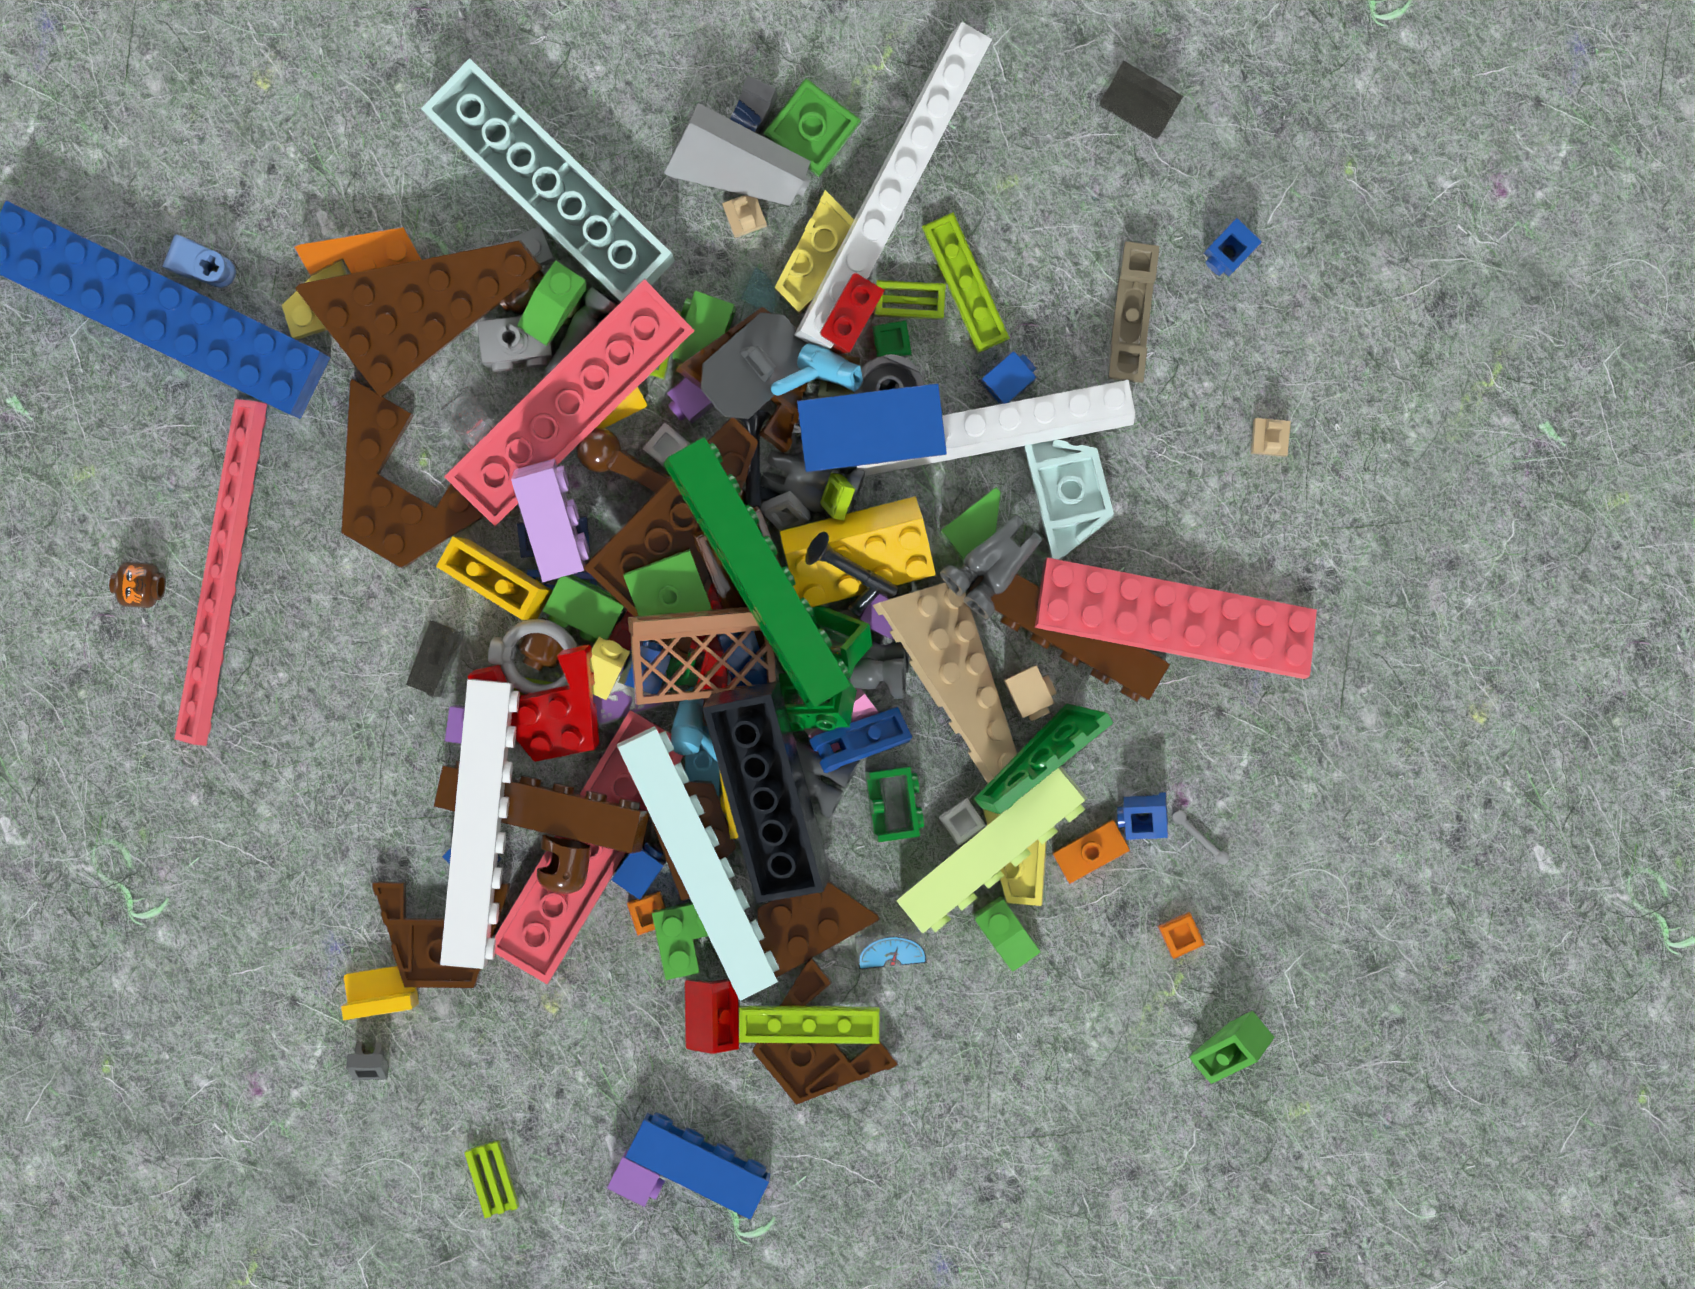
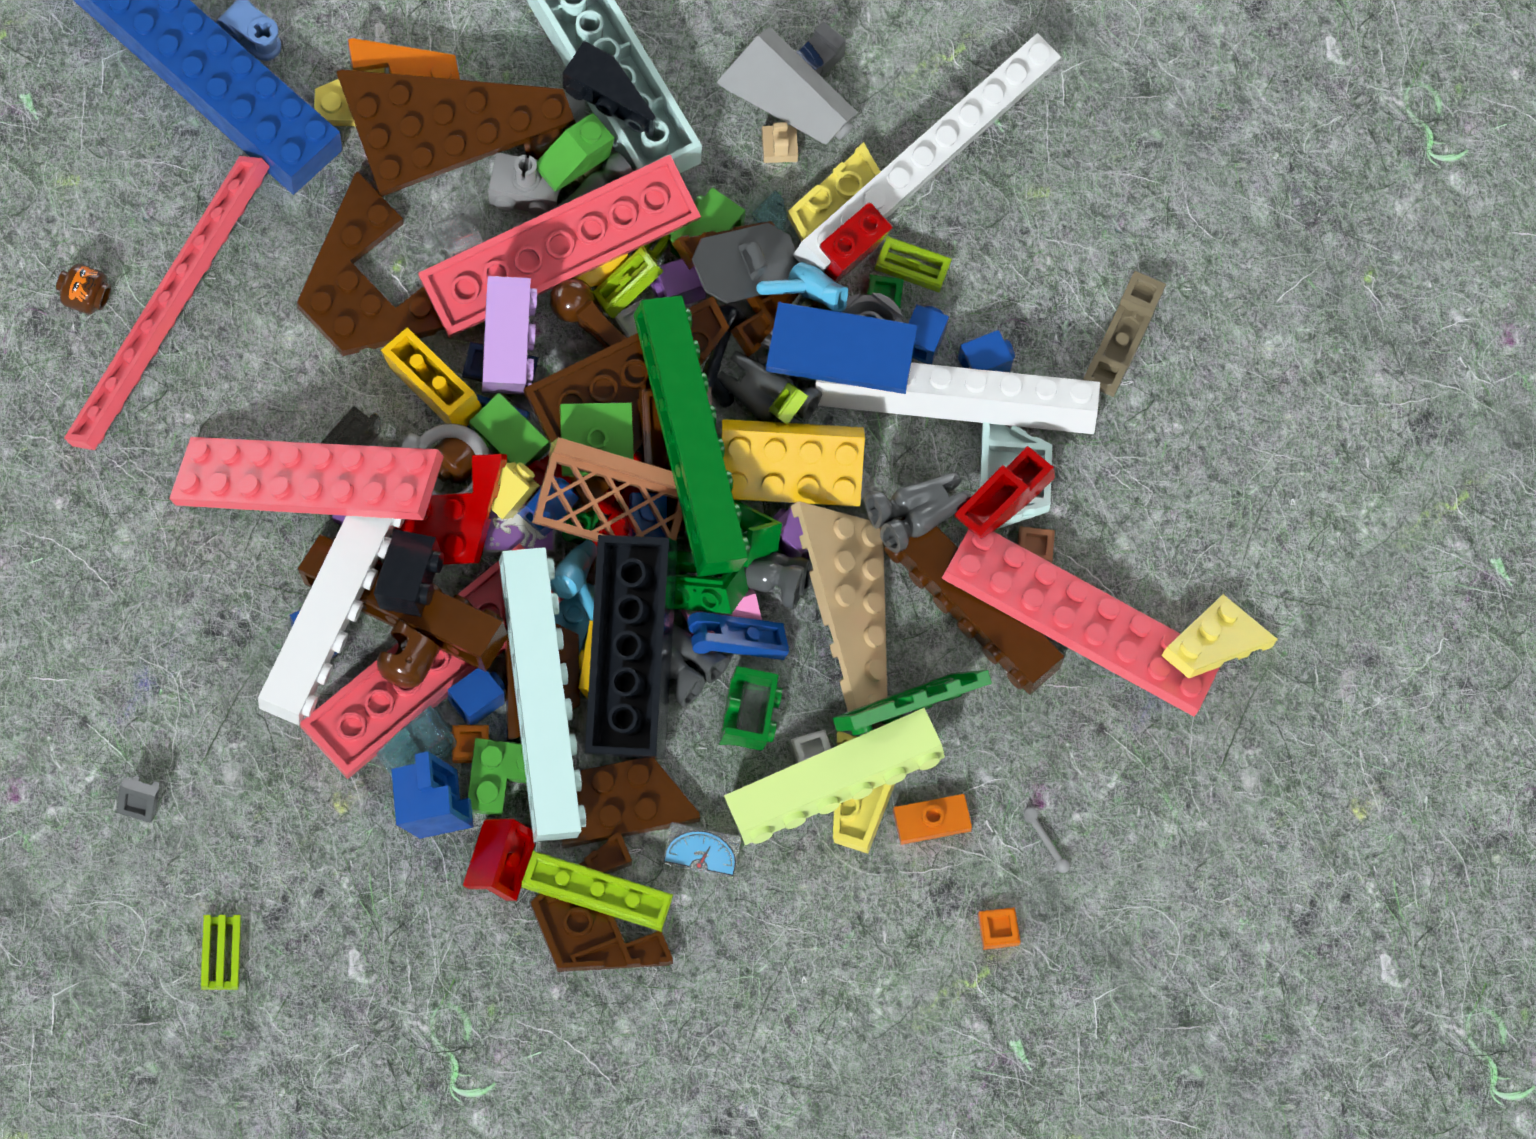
camera: 10 degrees right, 20 degrees down
(376, 993) = (175, 736): yellow panel -> none
(413, 726) = (307, 478): none -> coral plate
(419, 941) = (233, 706): reddish brown wing -> none
(537, 792) = (408, 573): none -> black brick
(550, 220) = (602, 82): none -> black slope
(599, 935) = (421, 735): none -> clear light blue plate
(630, 988) = (429, 798): none -> blue plate
(635, 1182) = (369, 992): medium lavender brick -> none
(648, 417) = (627, 282): none -> lime tile
(699, 1165) = (437, 998): blue brick -> none
(785, 511) = (733, 406): light grey tile -> none
(813, 126) = (871, 86): bright green plate -> none
(821, 551) = (800, 489): black piece -> none
(944, 368) = (930, 332): none -> blue brick
(965, 283) = (971, 265): lime tile -> none
(974, 524) = (910, 470): bright green slope -> none
(1006, 933) = (823, 868): bright green slope -> none
(1031, 692) = (918, 646): tan brick -> none
(1069, 524) = (1006, 493): none -> red slope
(1109, 551) = (1037, 541): none -> nougat tile
(1140, 100) = (1187, 156): clear smoke panel -> none
(1149, 826) = (1011, 799): blue brick -> none
(1233, 1047) = (1018, 1049): bright green slope -> none
(1237, 238) = (1238, 298): blue brick -> none
(1270, 437) = (1224, 489): tan tile -> none
(1305, 597) = (1217, 637): none -> light yellow wing

